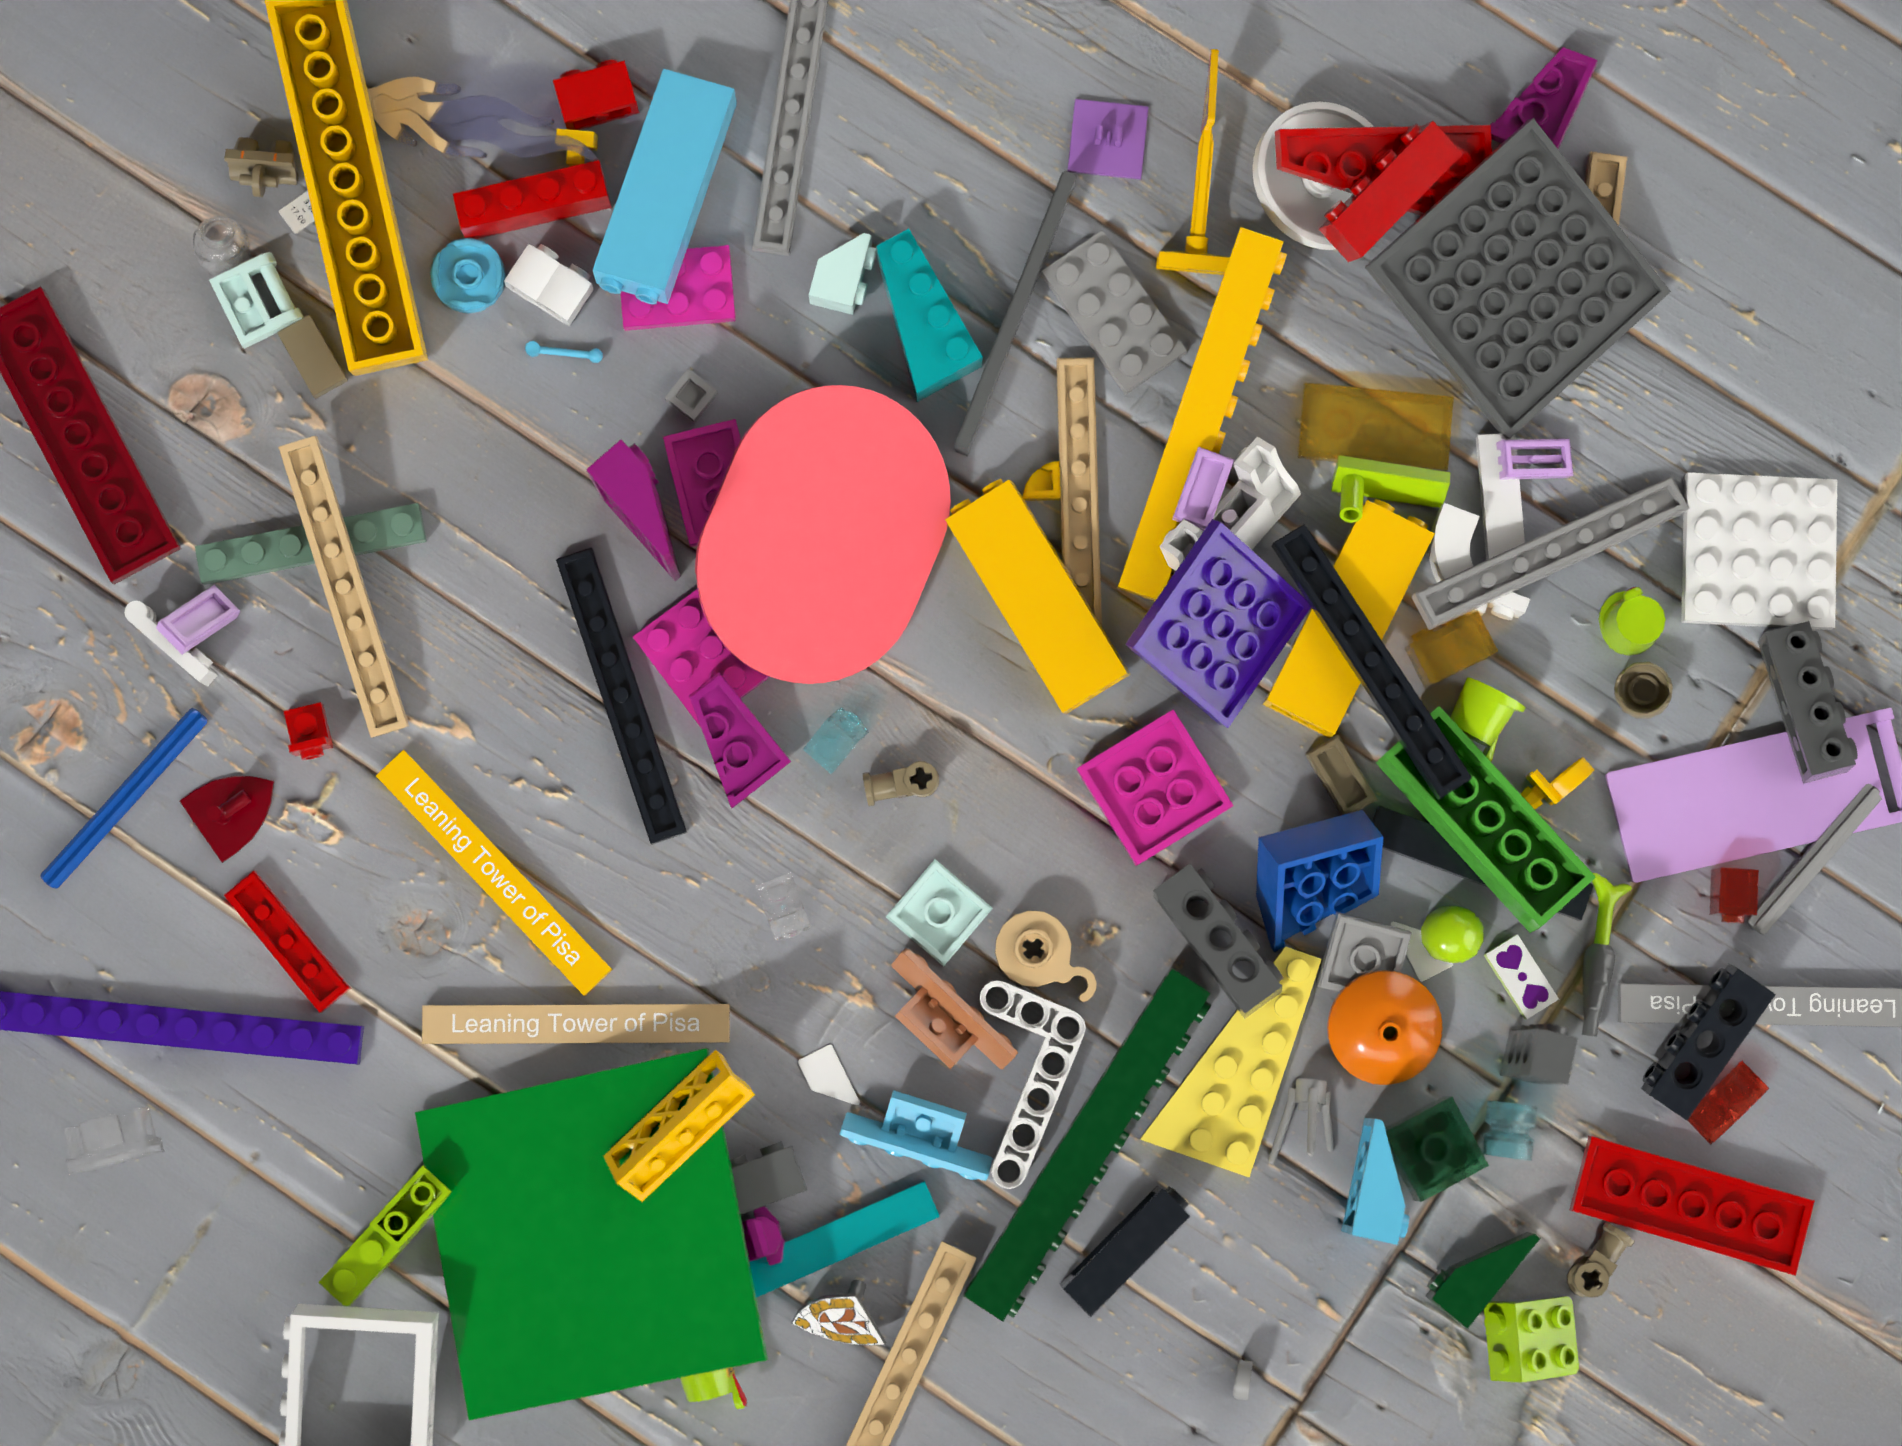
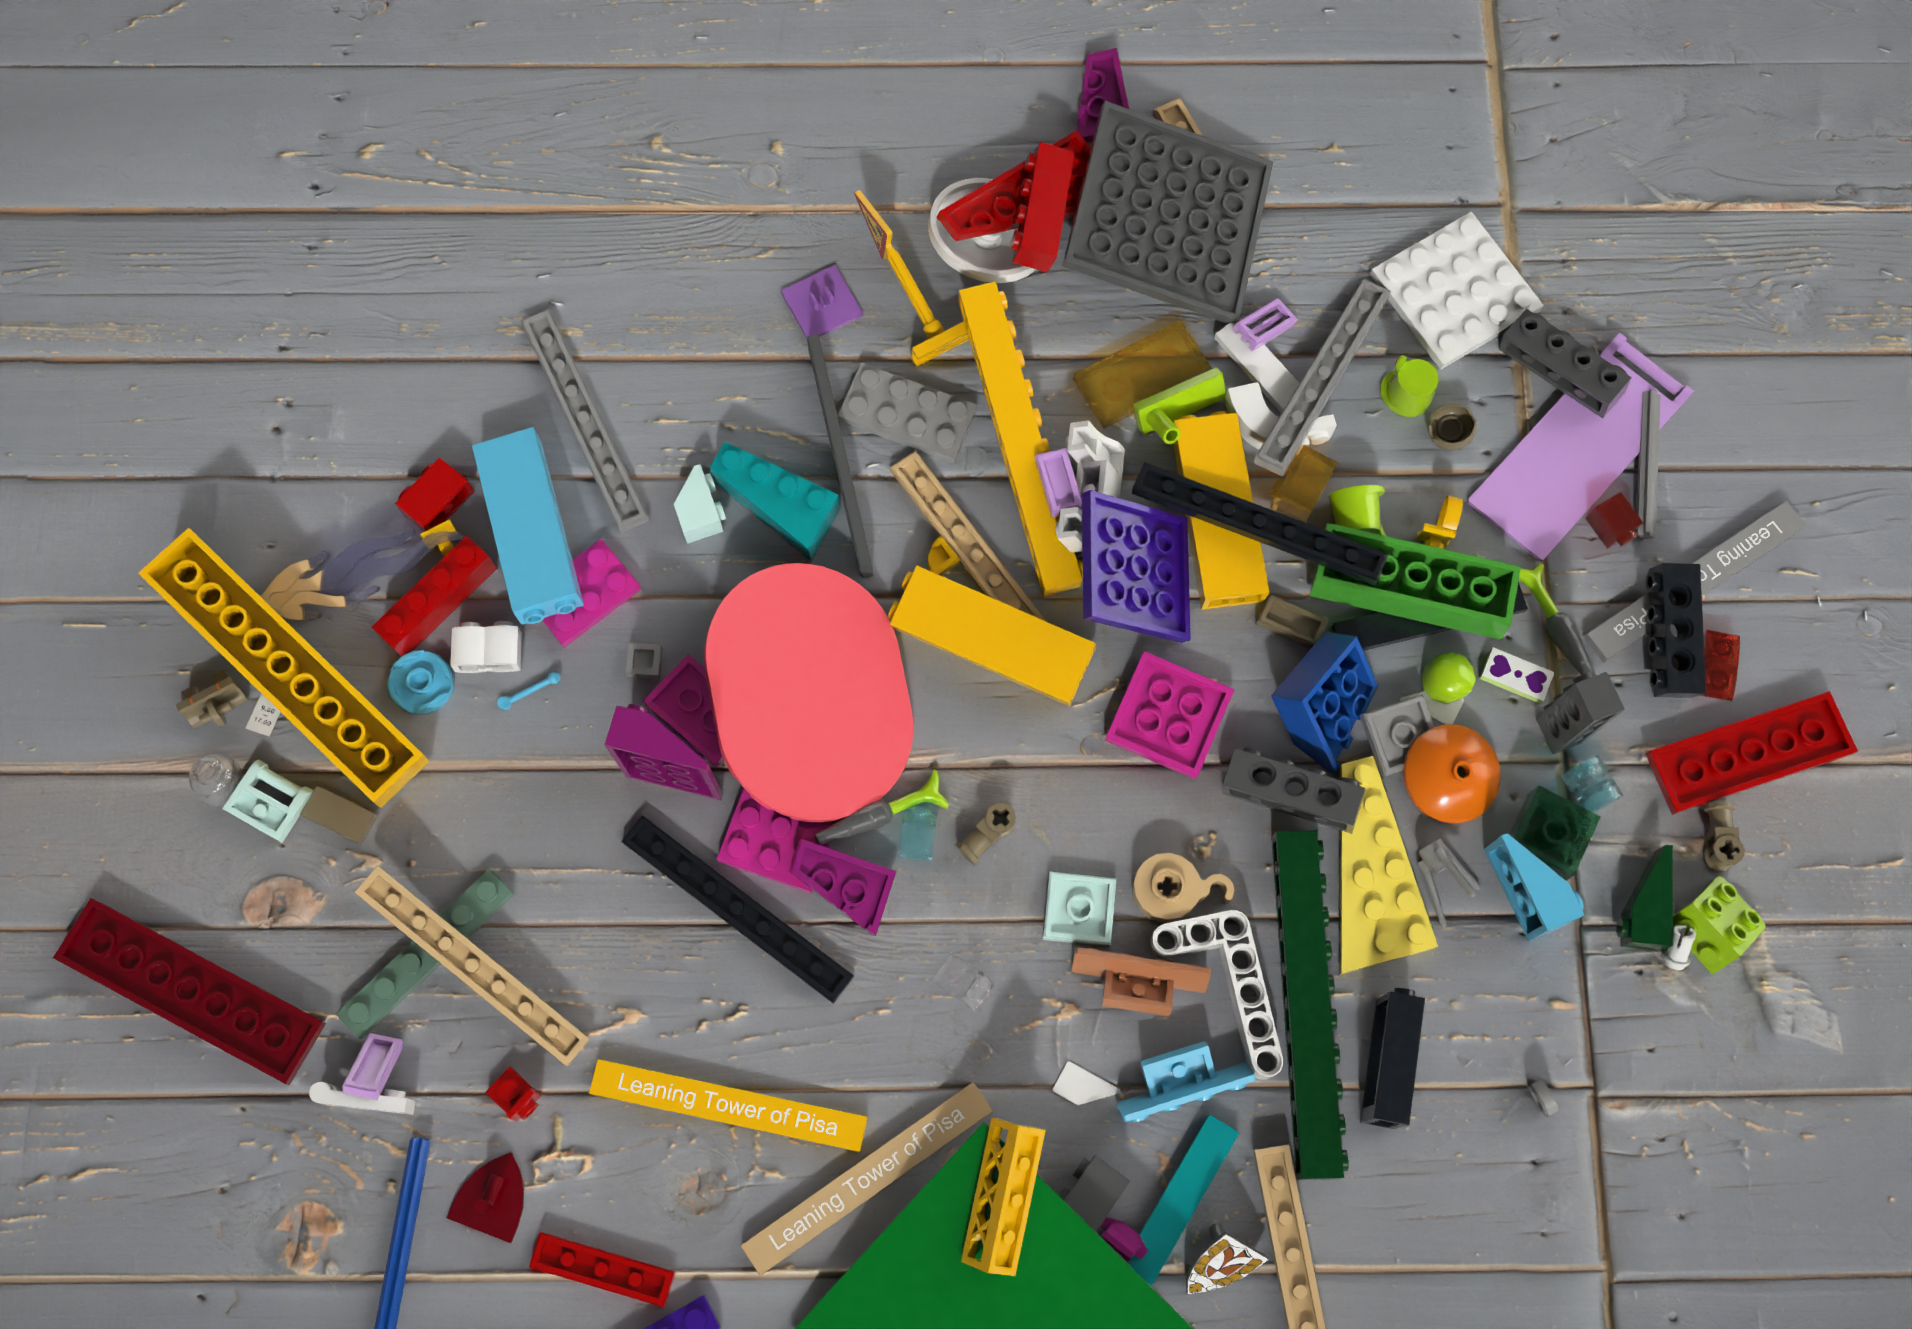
camera: 30 degrees left, 10 degrees down
(814, 696) = (881, 812): none -> dark grey piece
(1470, 1341) = (1678, 955): none -> white pin

